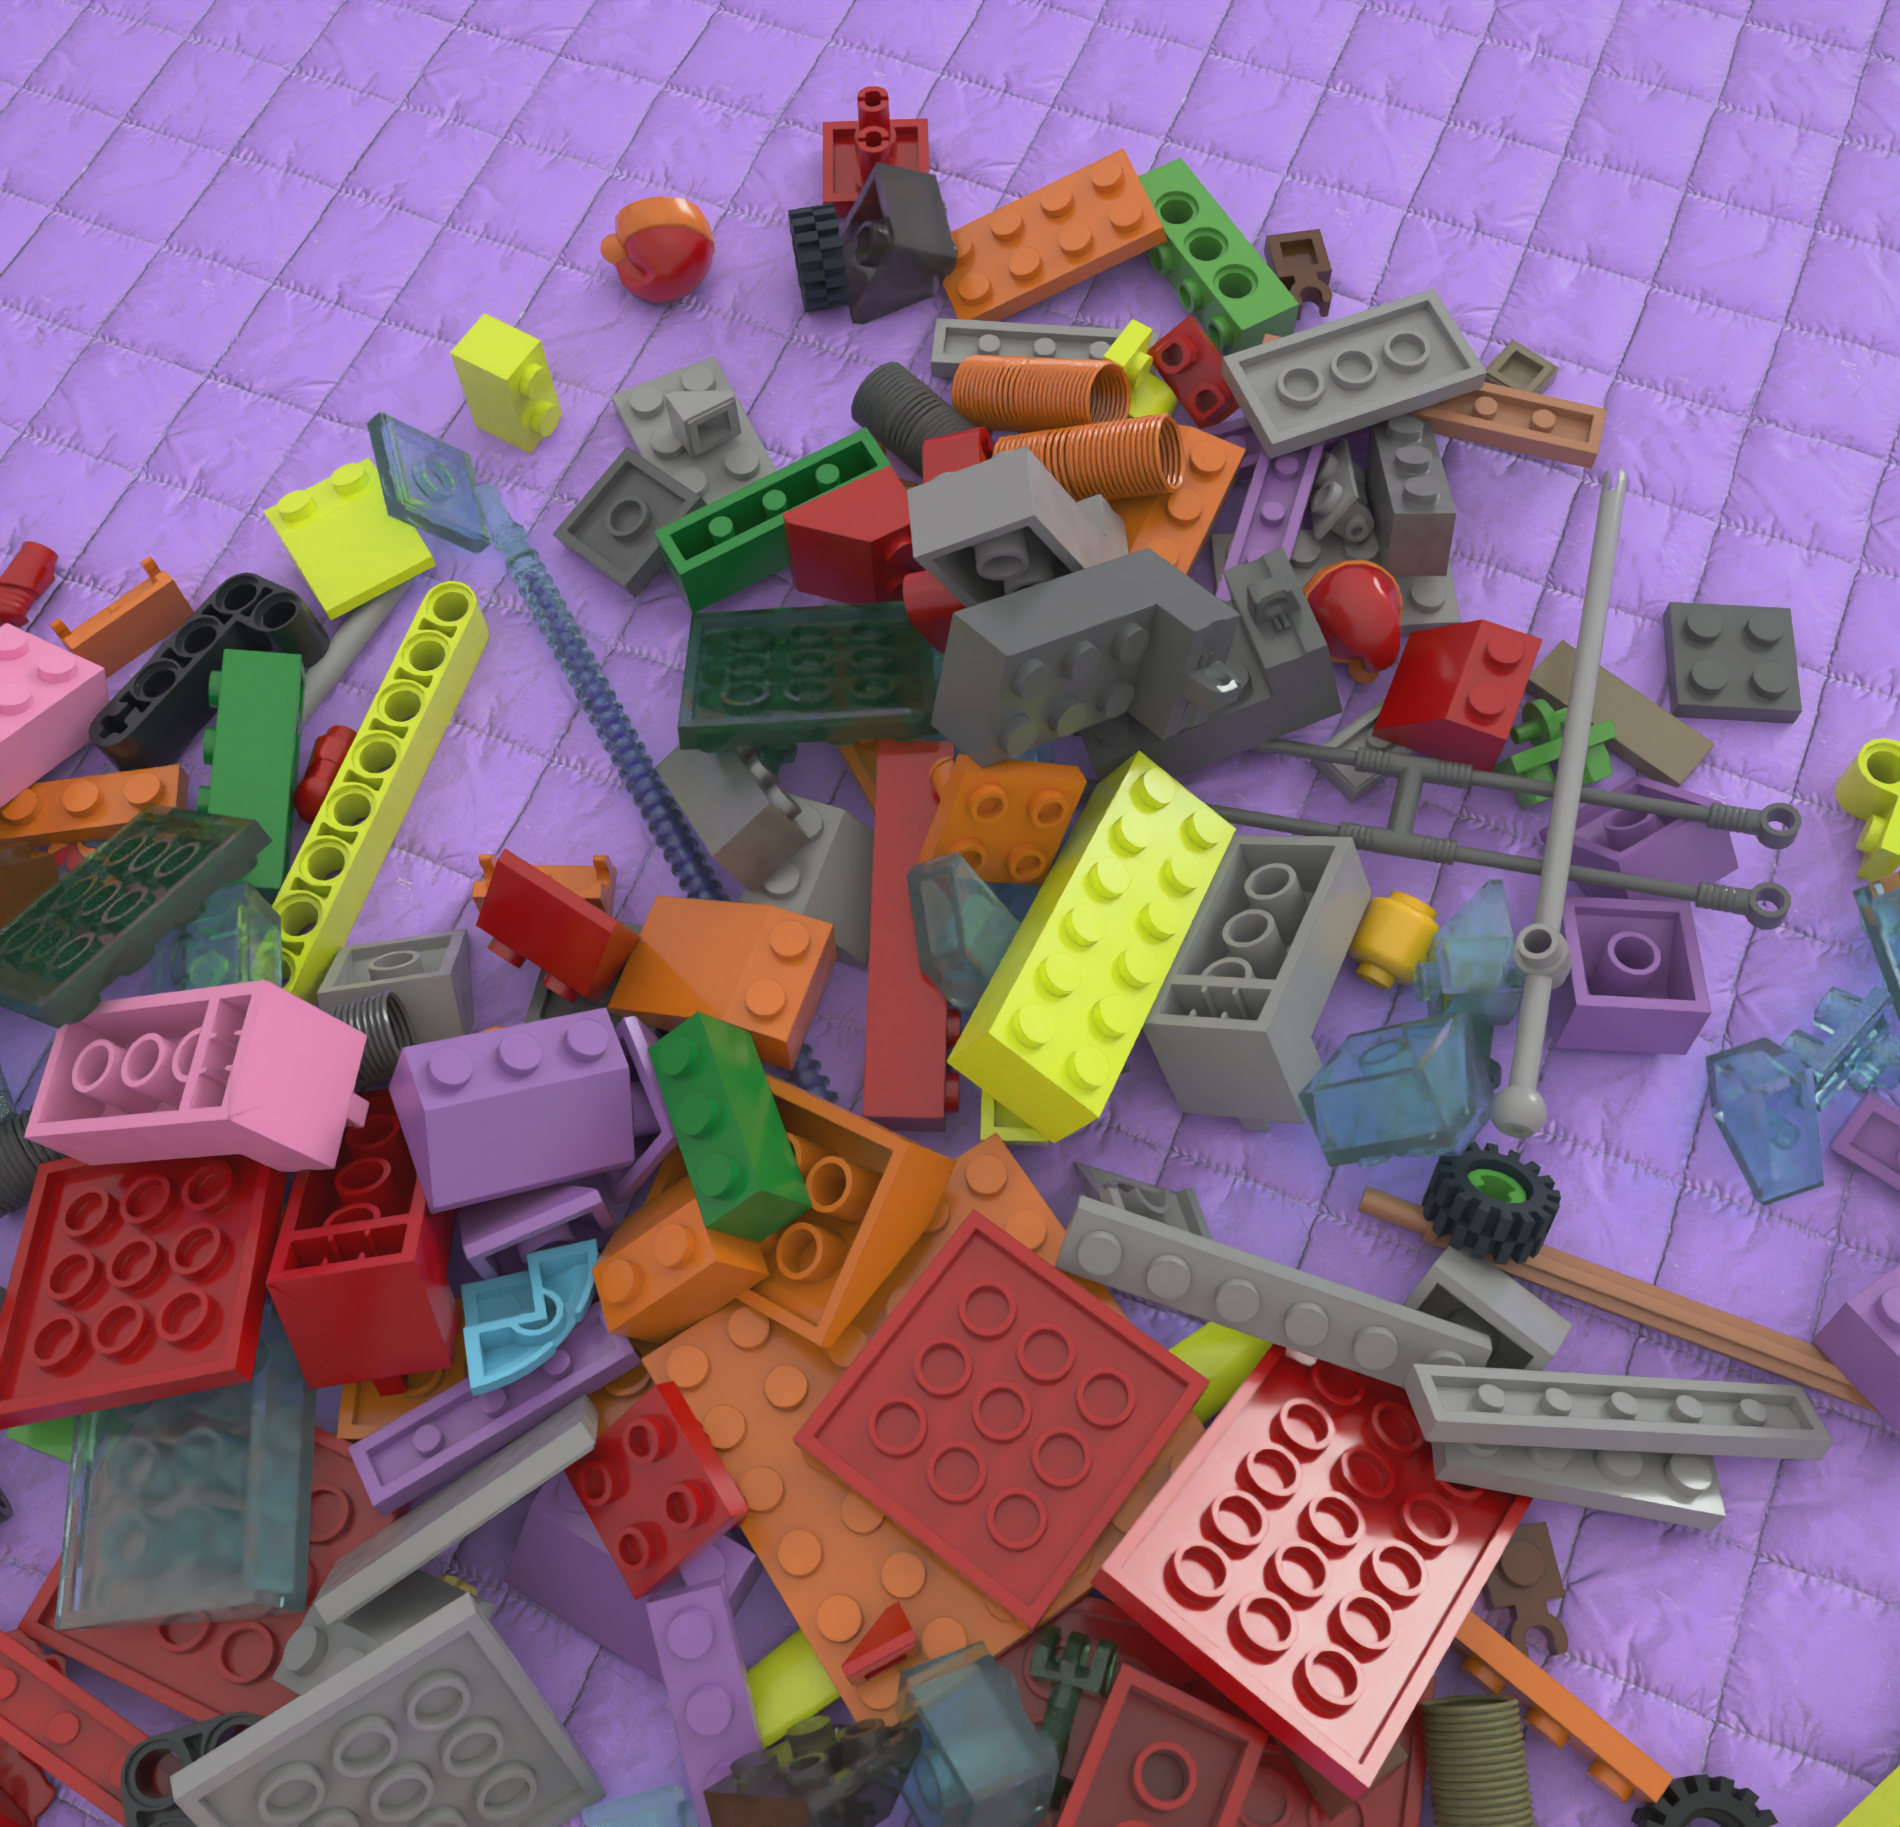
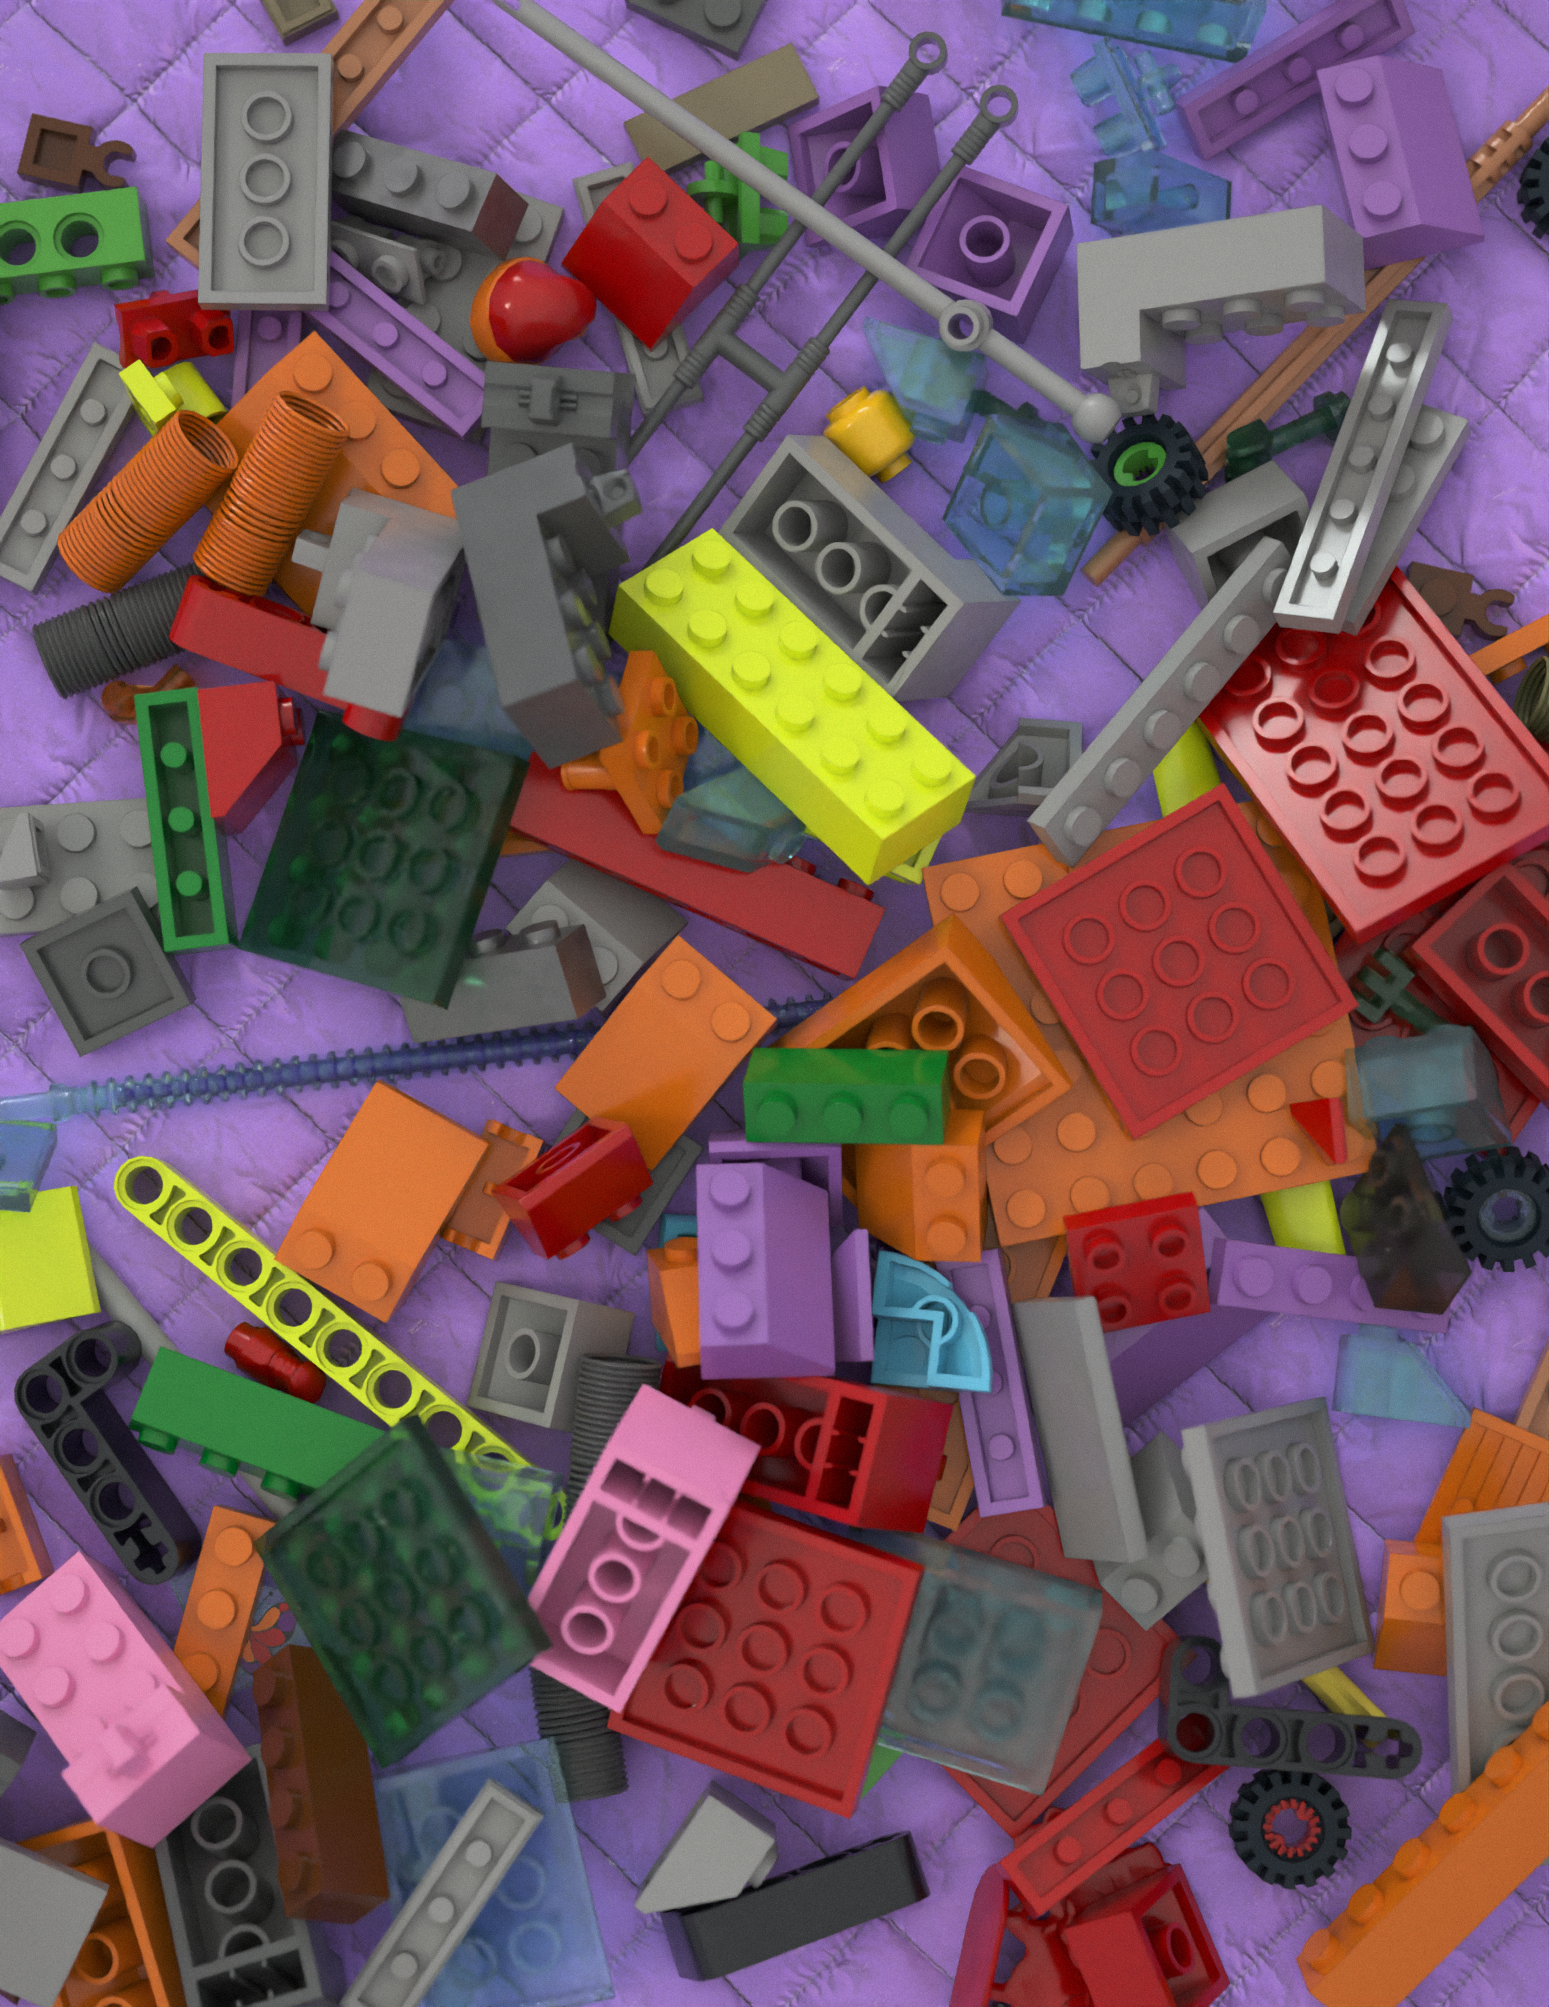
camera: 70 degrees left, 20 degrees up
(495, 787) = (382, 1201): none -> orange slope
(1576, 1299) = (1256, 445): none -> clear green hinge
(1717, 1168) = (1205, 280): none -> light grey hinge

